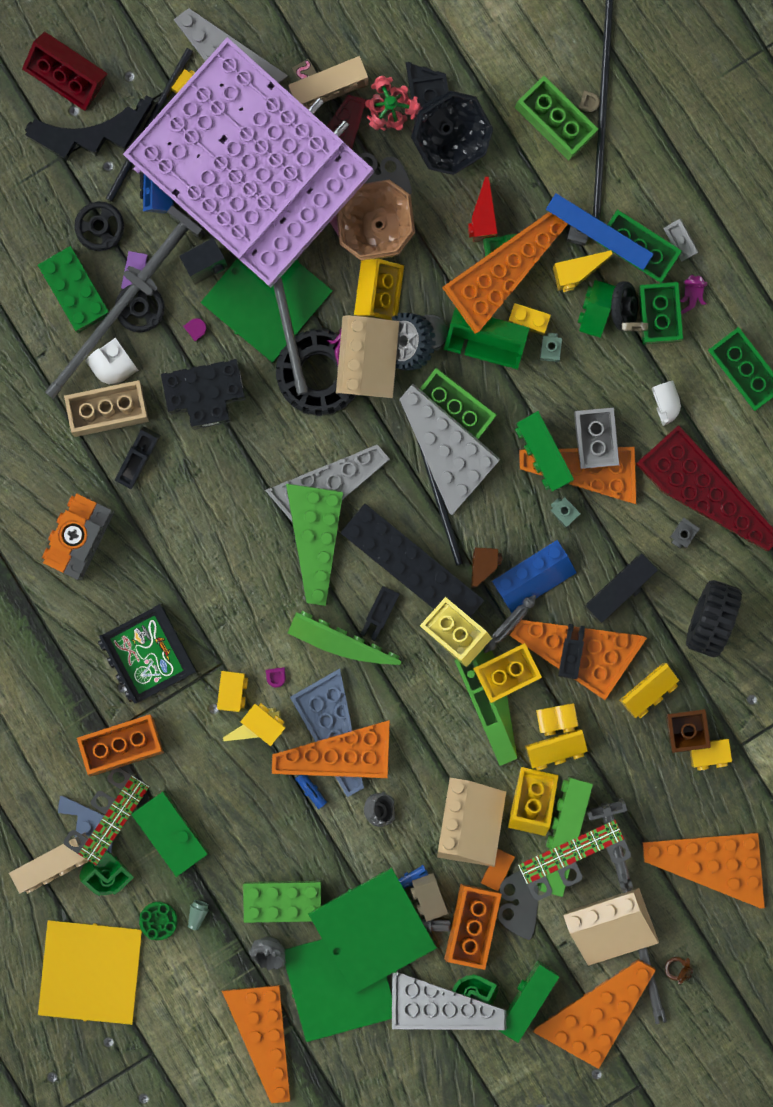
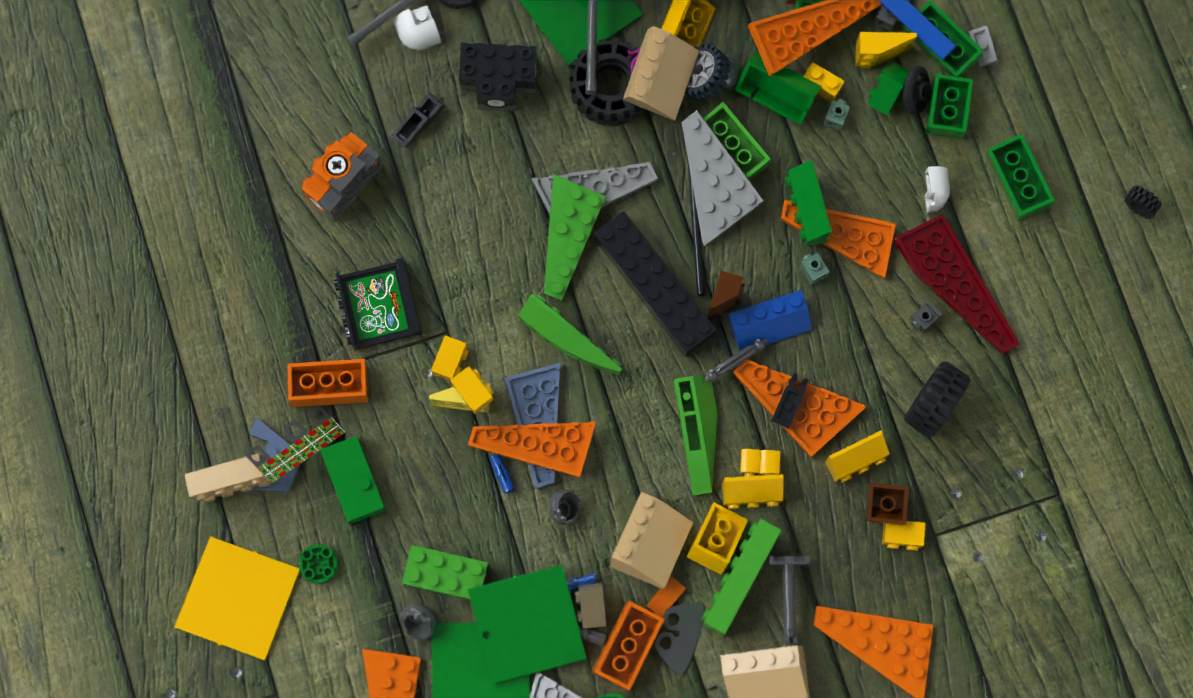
camera: 10 degrees right, 10 degrees down
(106, 408) = (401, 67): tan brick -> none
(107, 876) = (278, 503): green brick -> none
(196, 328) = (505, 17): magenta tile -> none
(197, 913) = (358, 566): sand green cone -> none
(276, 677) = (496, 357): magenta tile -> none
(380, 610) = (613, 319): black hinge -> none
(456, 632) = (682, 351): light yellow slope -> none
(507, 673) = (723, 404): yellow slope -> none
(567, 854) = (738, 593): piece -> none
(596, 438) = (861, 204): light grey slope -> none
(620, 588) = (851, 351): black brick -> none
(635, 326) = (922, 109): dark tan tile -> none
(693, 289) = (985, 95): magenta piece -> none

